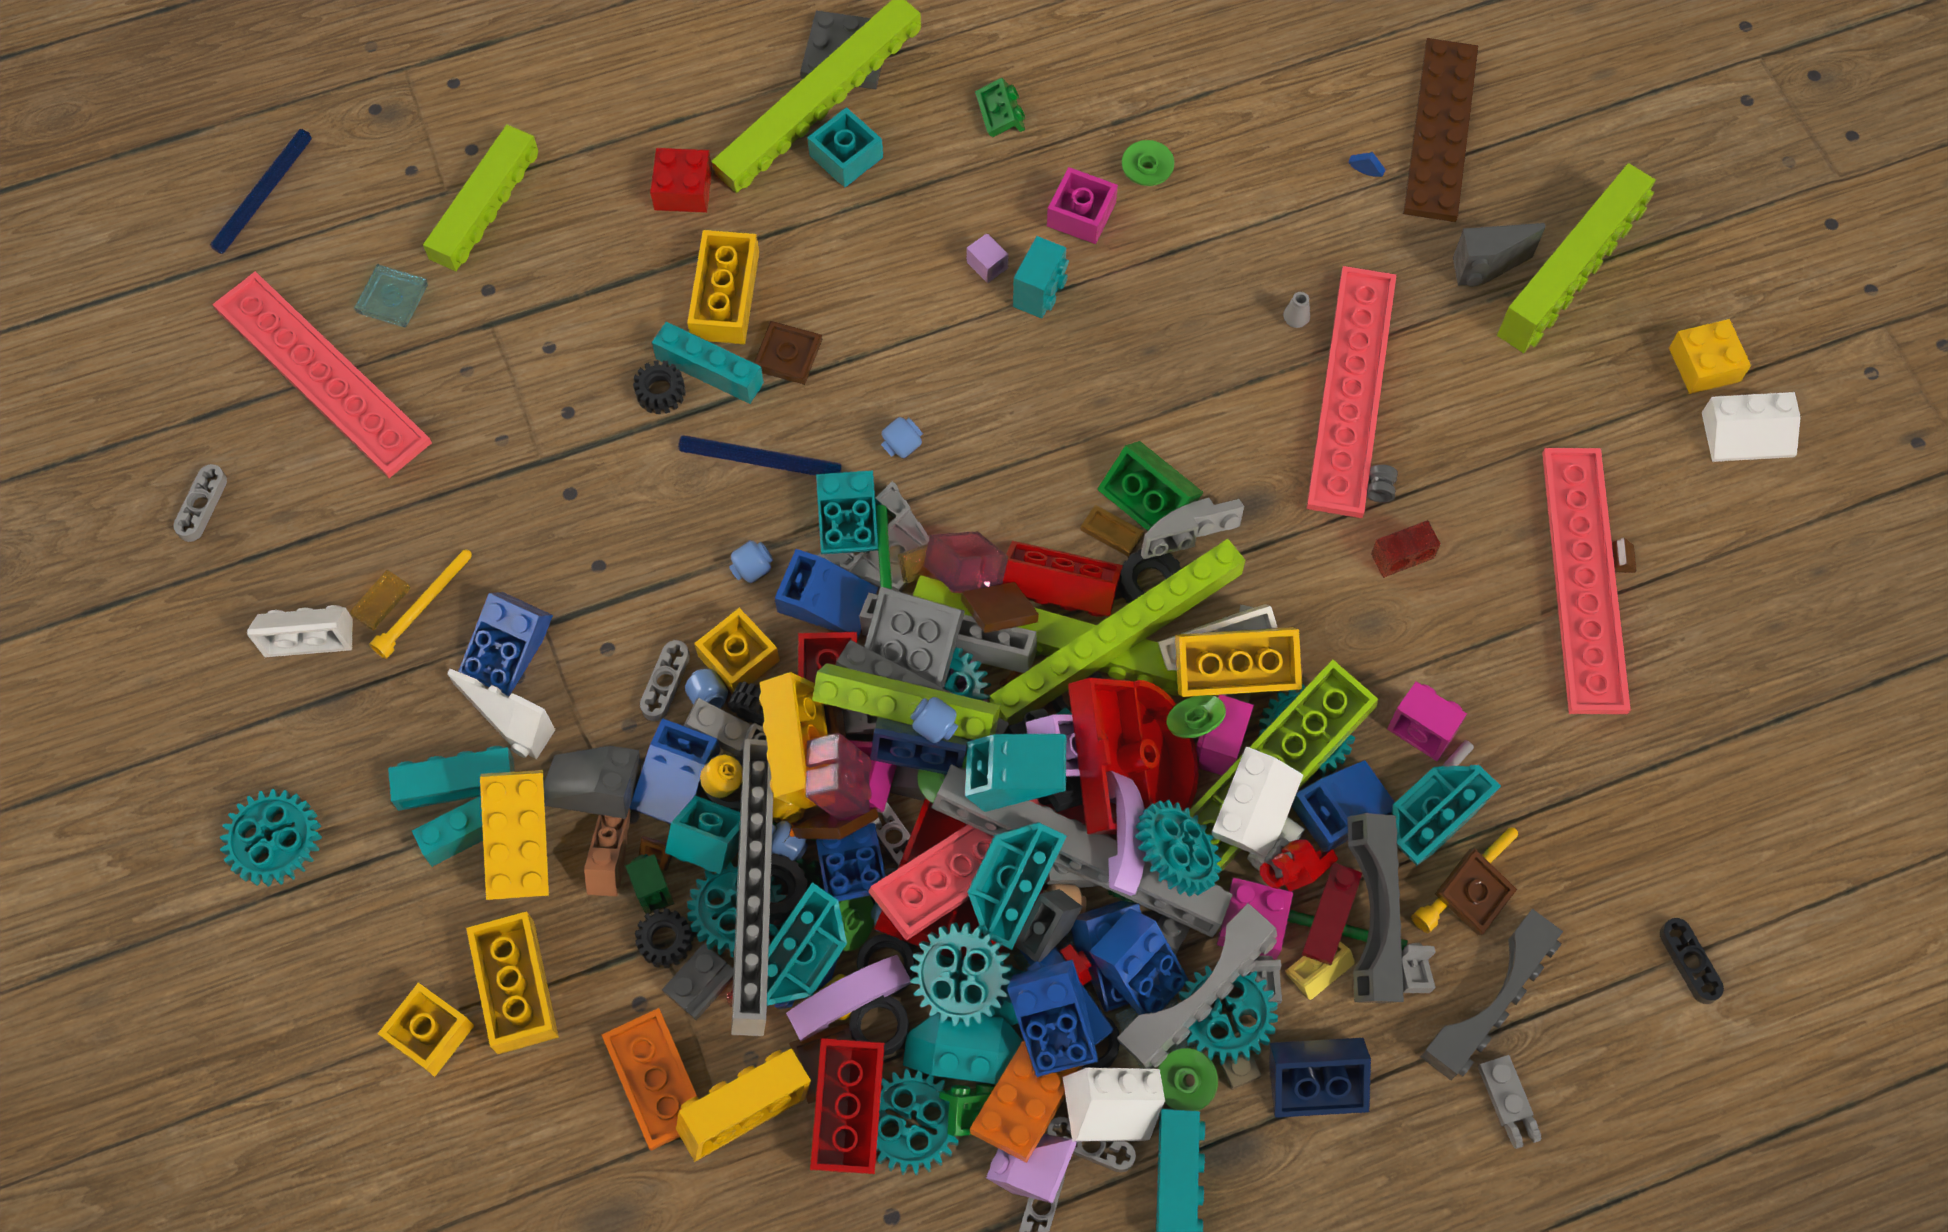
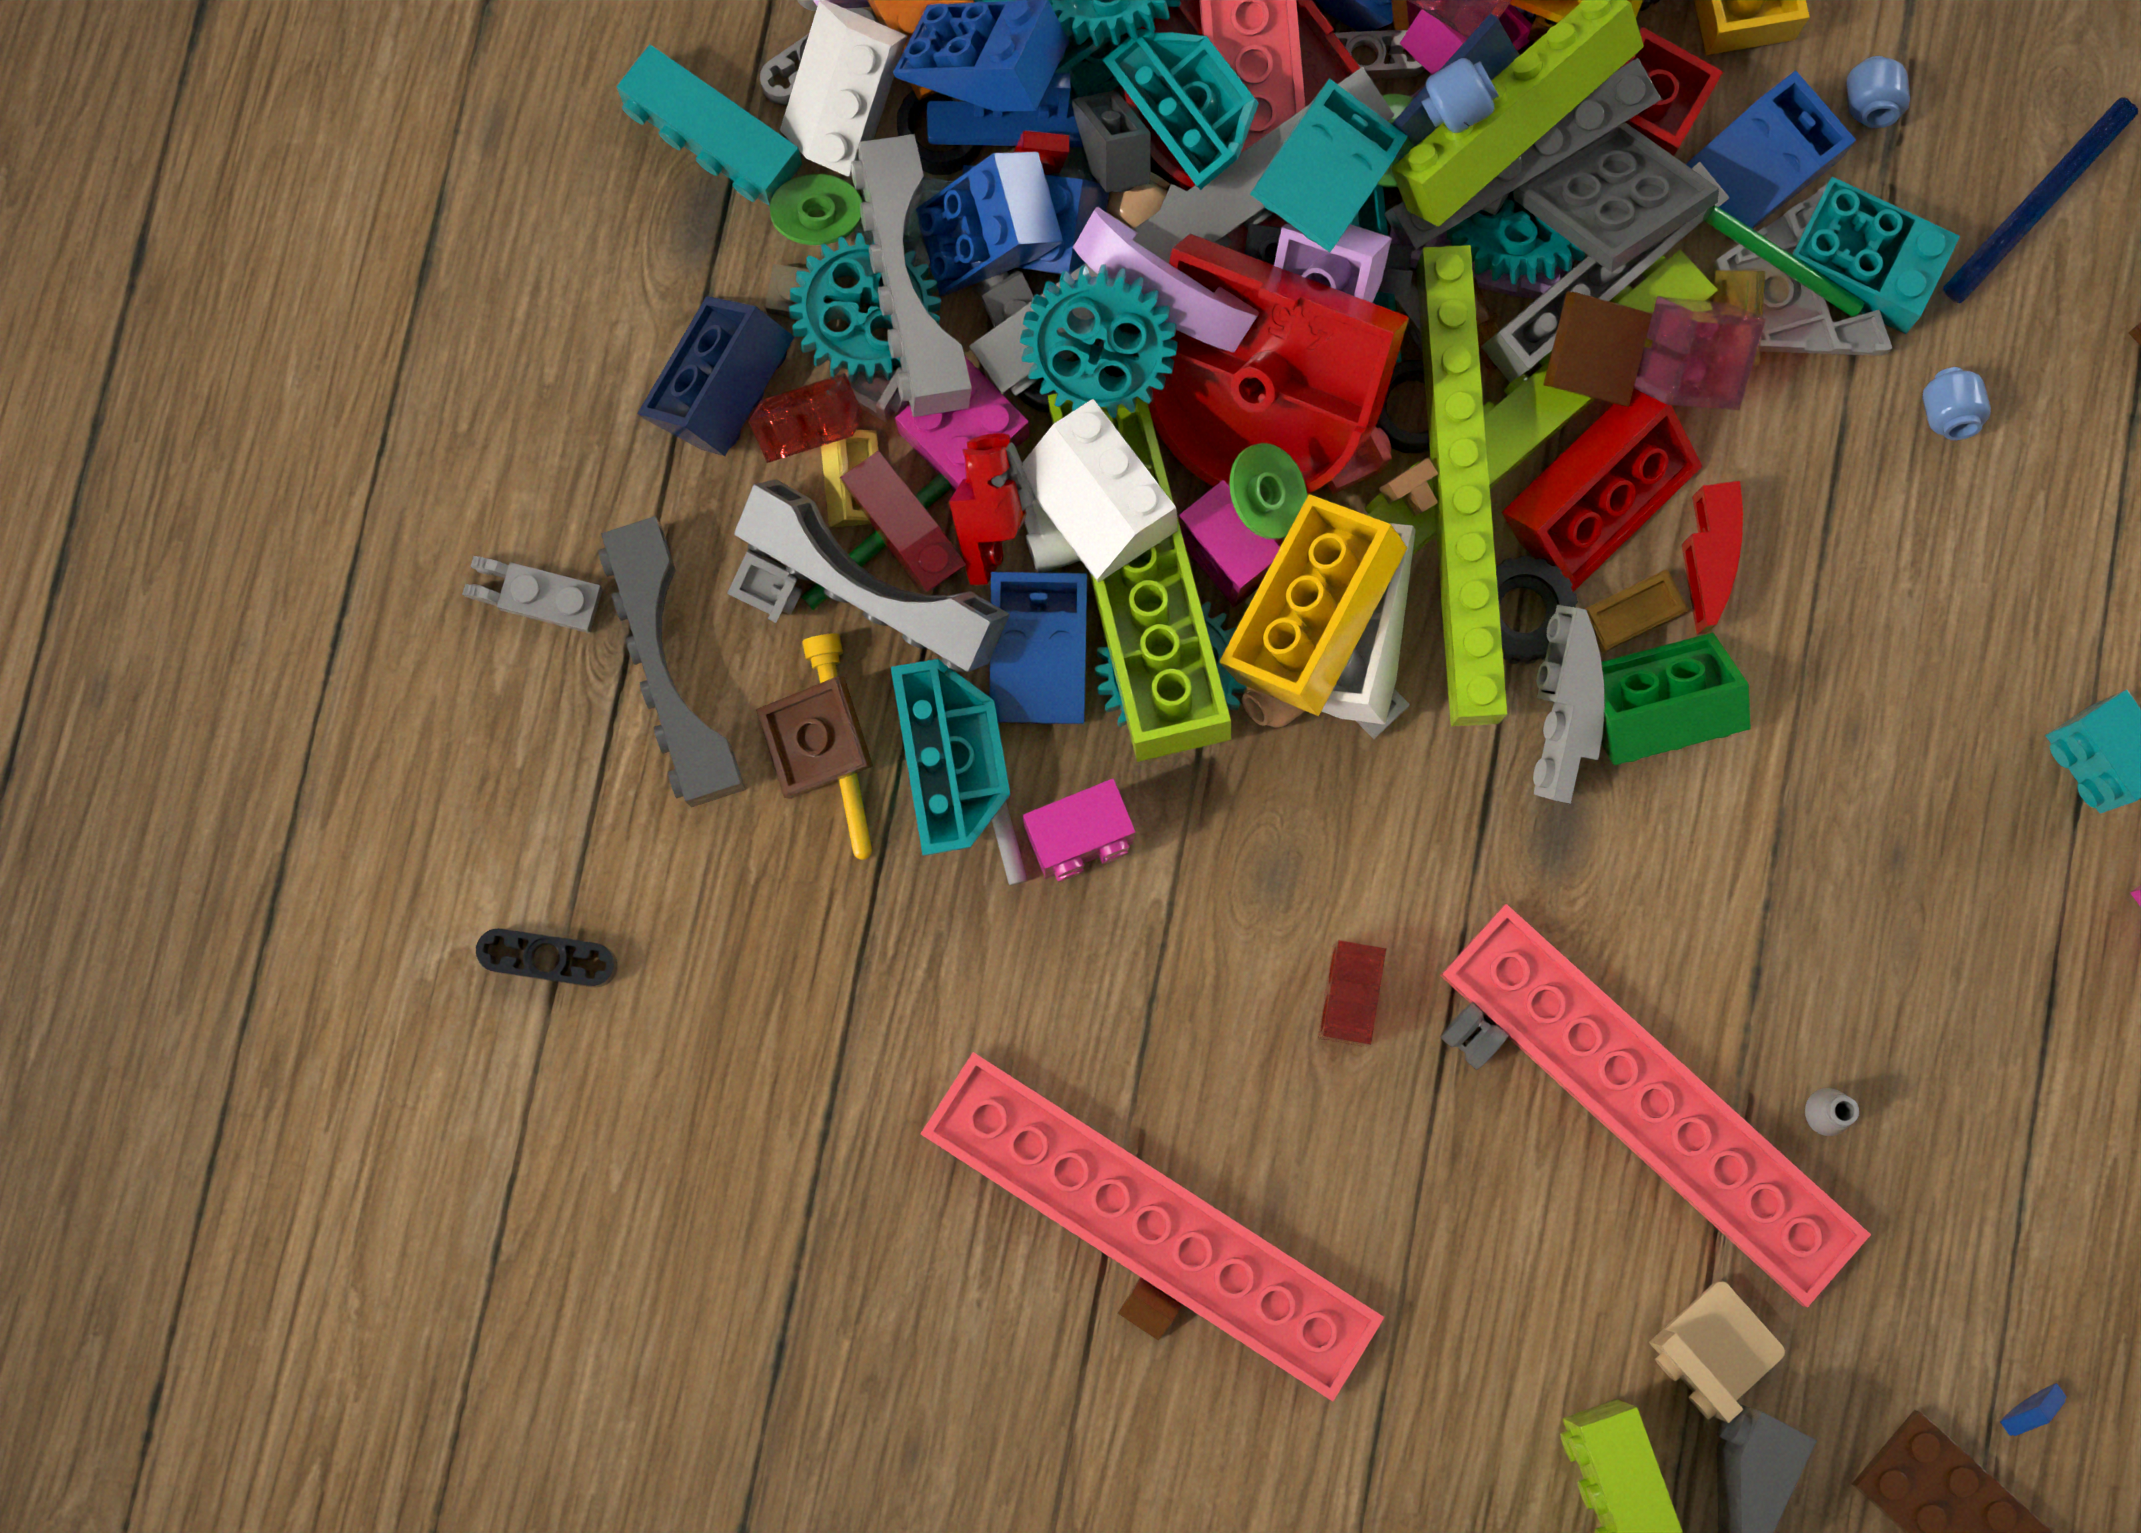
camera: 120 degrees right, 15 degrees up
(1058, 507) = (1714, 551): none -> red slope
(1134, 658) = (1413, 487): none -> medium nougat tile
(1313, 1001) = (806, 418): none -> clear red brick
(1445, 302) = (1717, 1351): none -> tan bracket

